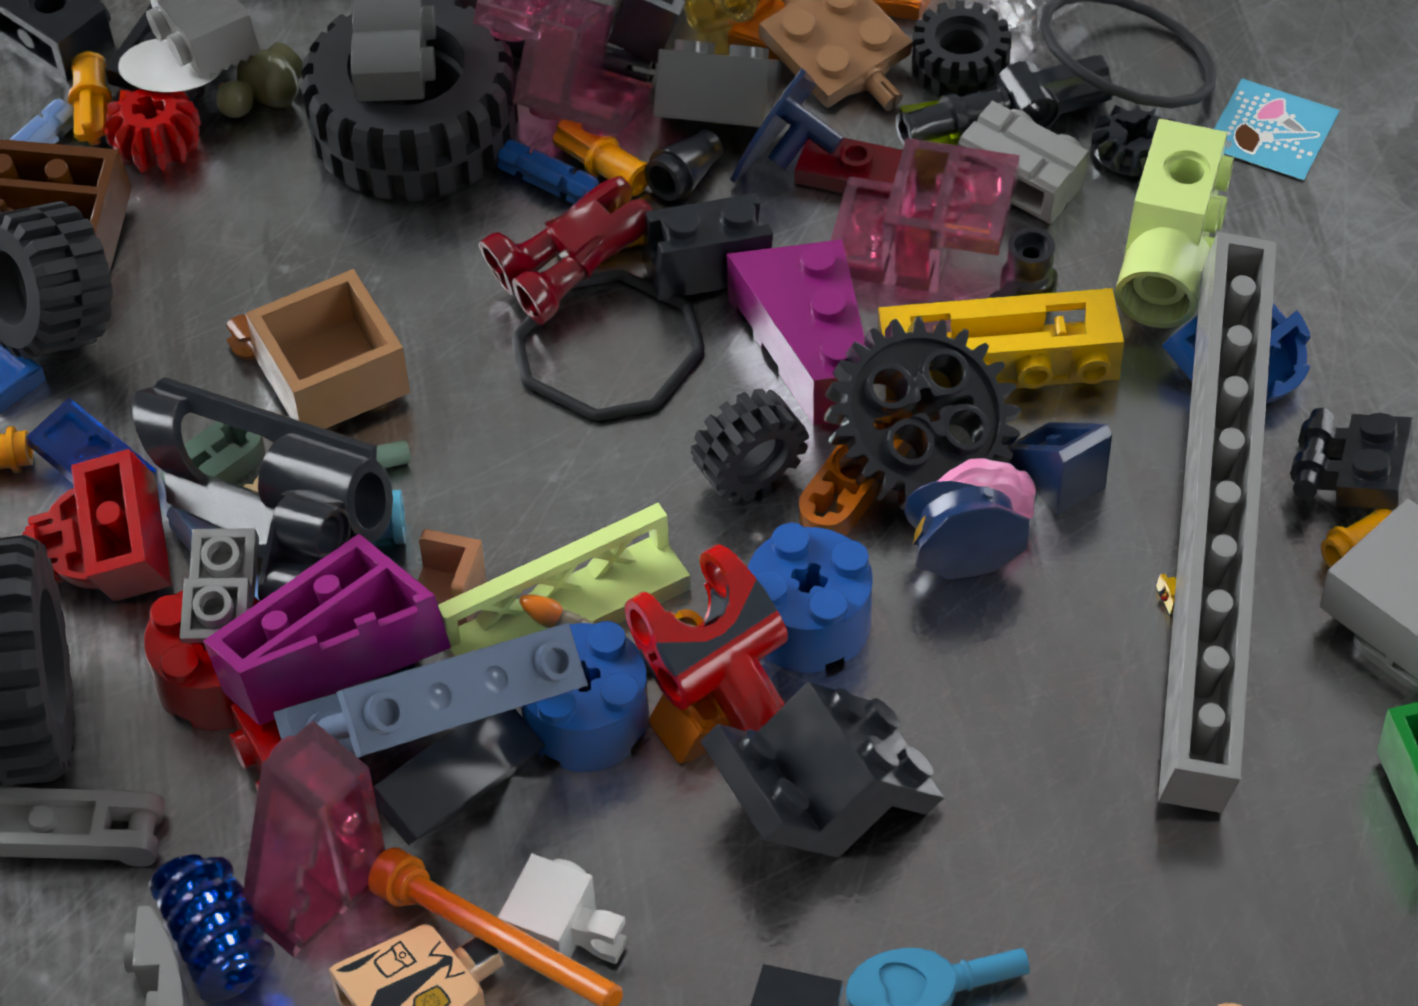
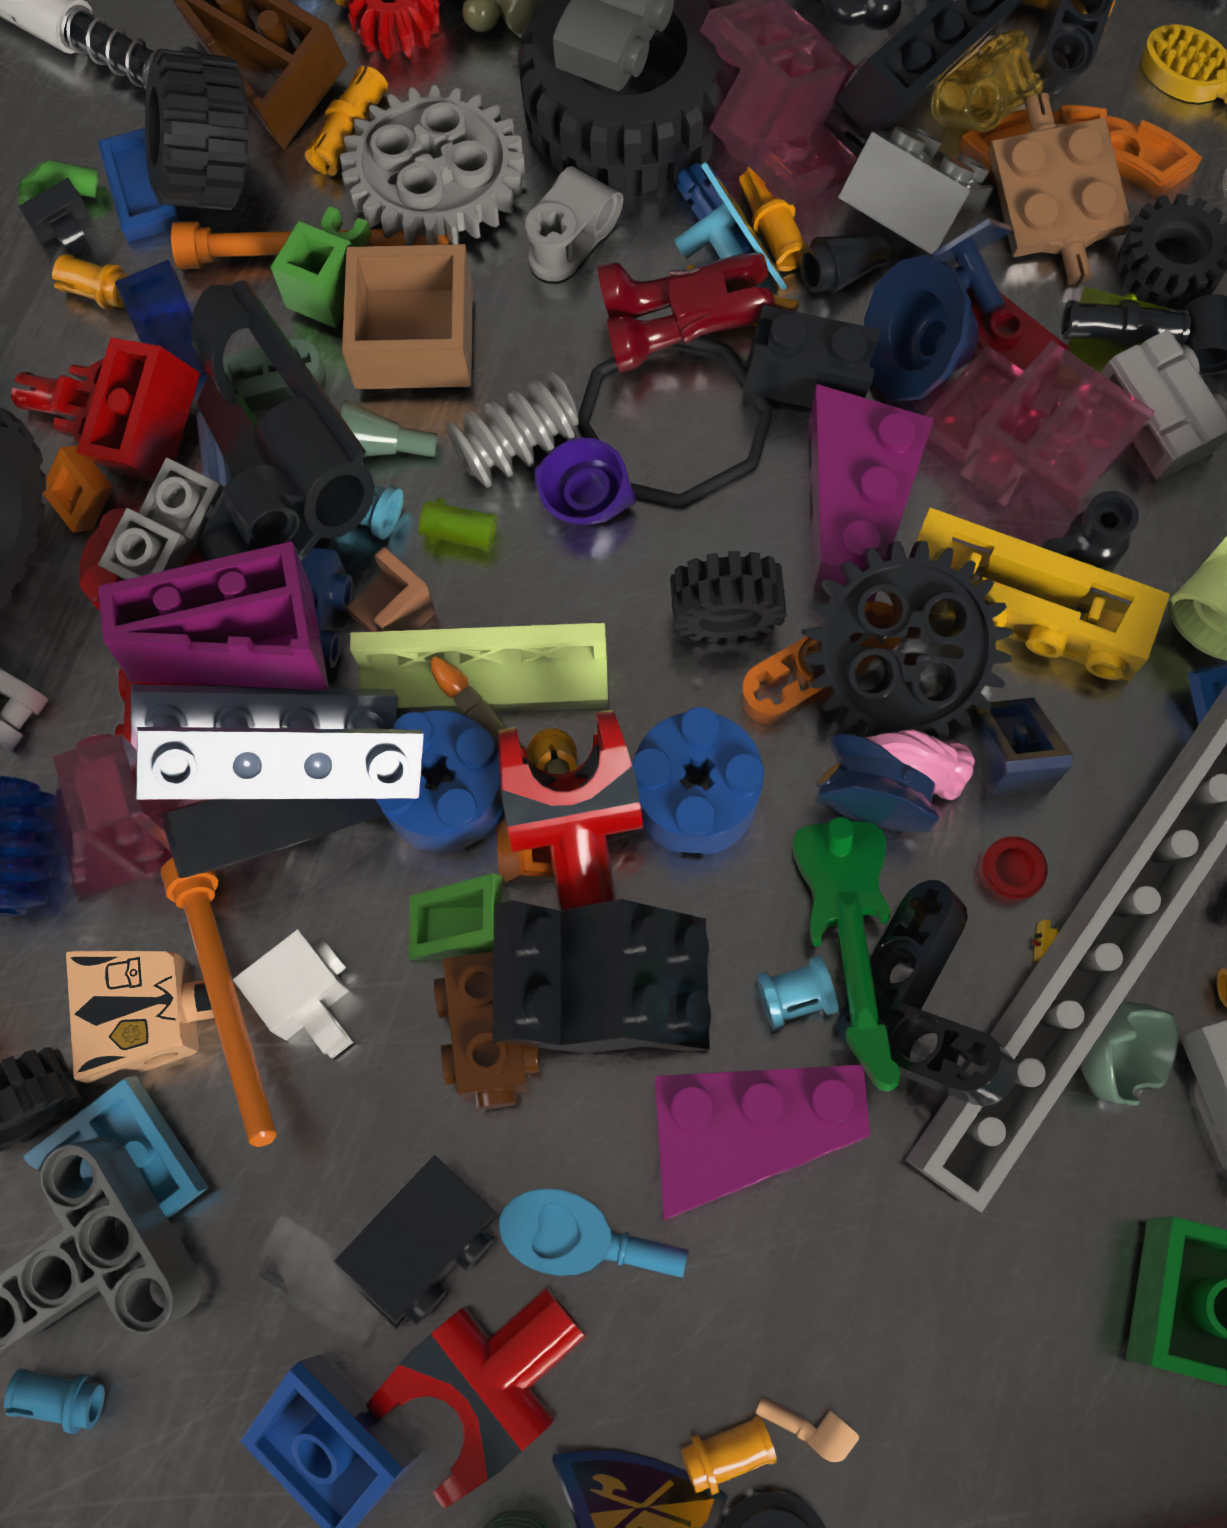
camera: 30 degrees right, 20 degrees up
(83, 381) = (198, 245): none -> orange piece
(92, 618) = (76, 489): none -> orange plate
(159, 232) = (364, 90): none -> light orange pin
(220, 348) = (313, 267): none -> bright green brick
(268, 233) = (433, 166): none -> light grey gear
(424, 230) = (570, 223): none -> light grey piece
(468, 501) = (457, 525): none -> clear neon green pin
(478, 402) = (515, 430): none -> light grey piece
(560, 176) = (716, 229): none -> medium azure shield
(565, 418) = (584, 482): none -> dark purple hat
(670, 793) = (455, 918): none -> bright green slope
(750, 878) = (473, 1062): none -> reddish brown brick
(790, 174) = (923, 327): none -> dark blue hat
(979, 618) = (844, 870): none -> green piece
(991, 717) = (797, 992): none -> medium azure bush
(1014, 827) = (749, 1126): none -> magenta wedge
(1078, 701) = (901, 1002): none -> black beam
(1111, 554) = (1012, 870): none -> red tile
(1287, 629) = (1131, 1053): none -> sand green hair

